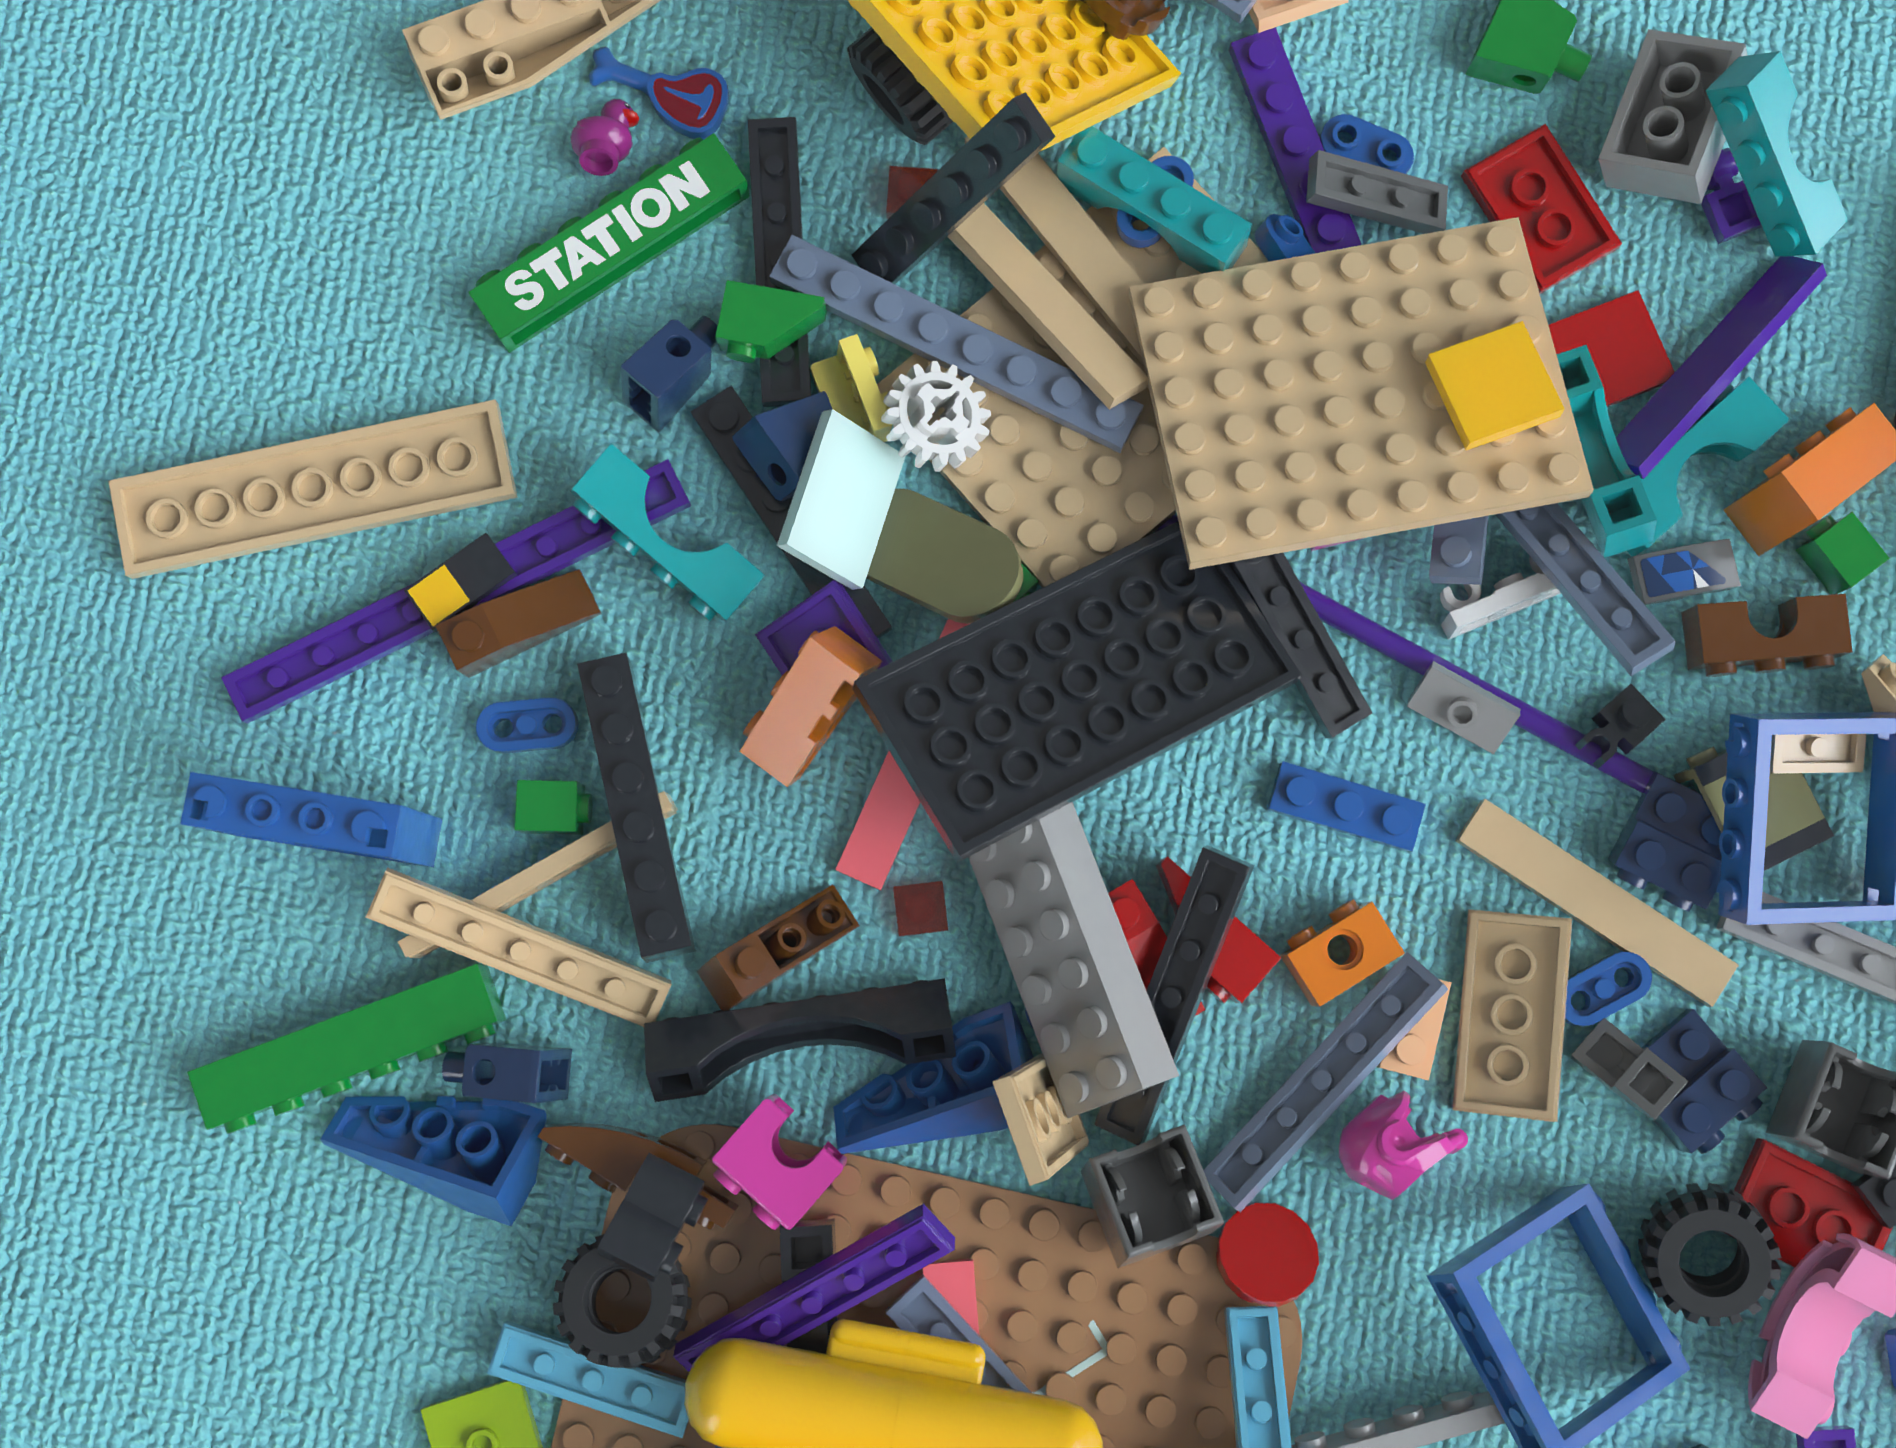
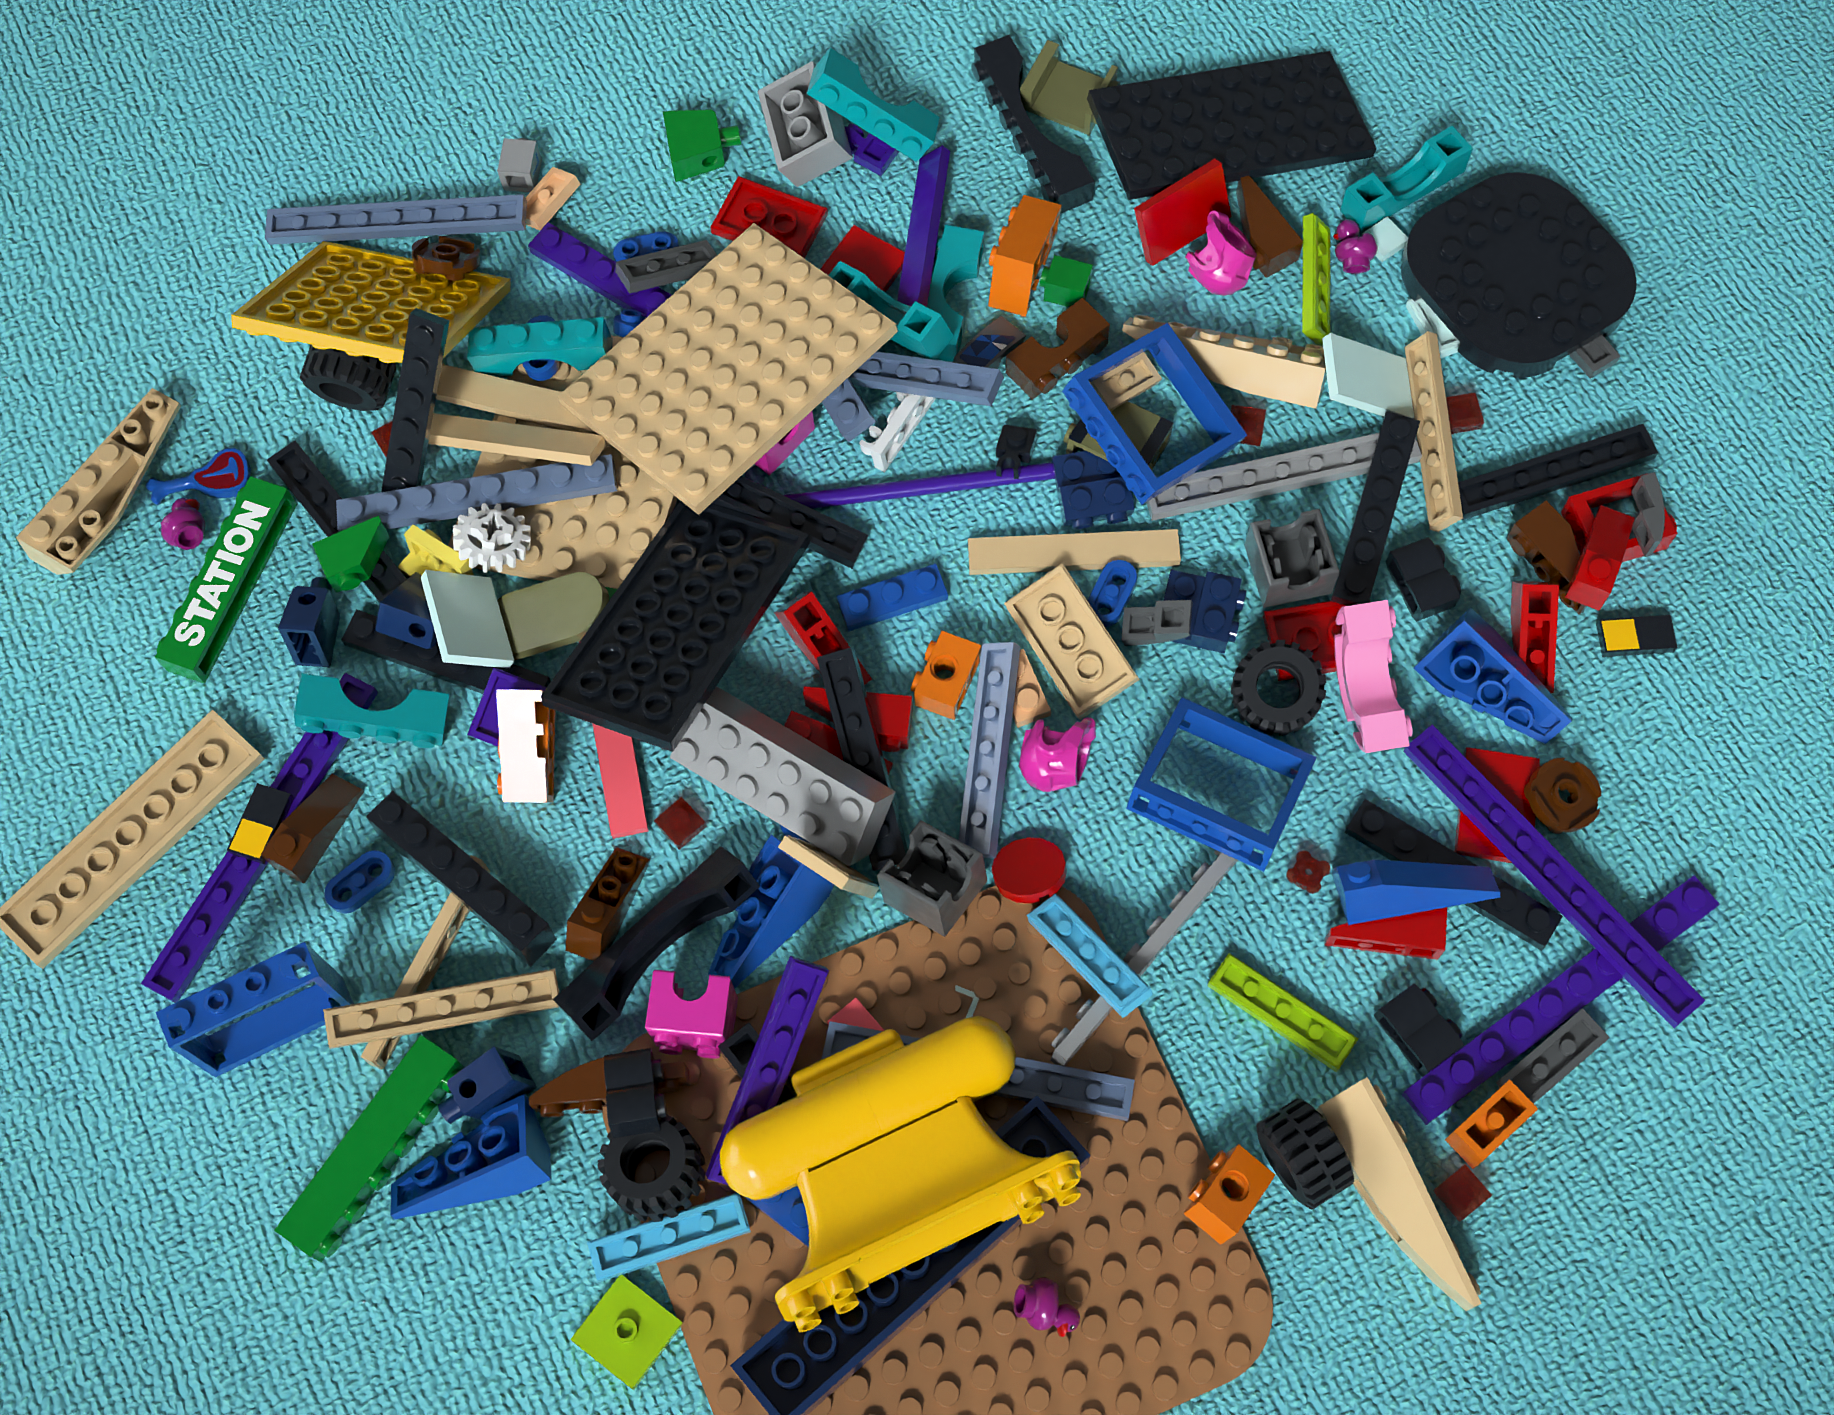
camera: 30 degrees left, 15 degrees down
(552, 807) = (407, 917): green brick -> none
(1227, 794) = (813, 629): none -> red slope
(1463, 707) = (918, 498): light grey plate -> none
(1494, 385) = (800, 307): yellow tile -> none

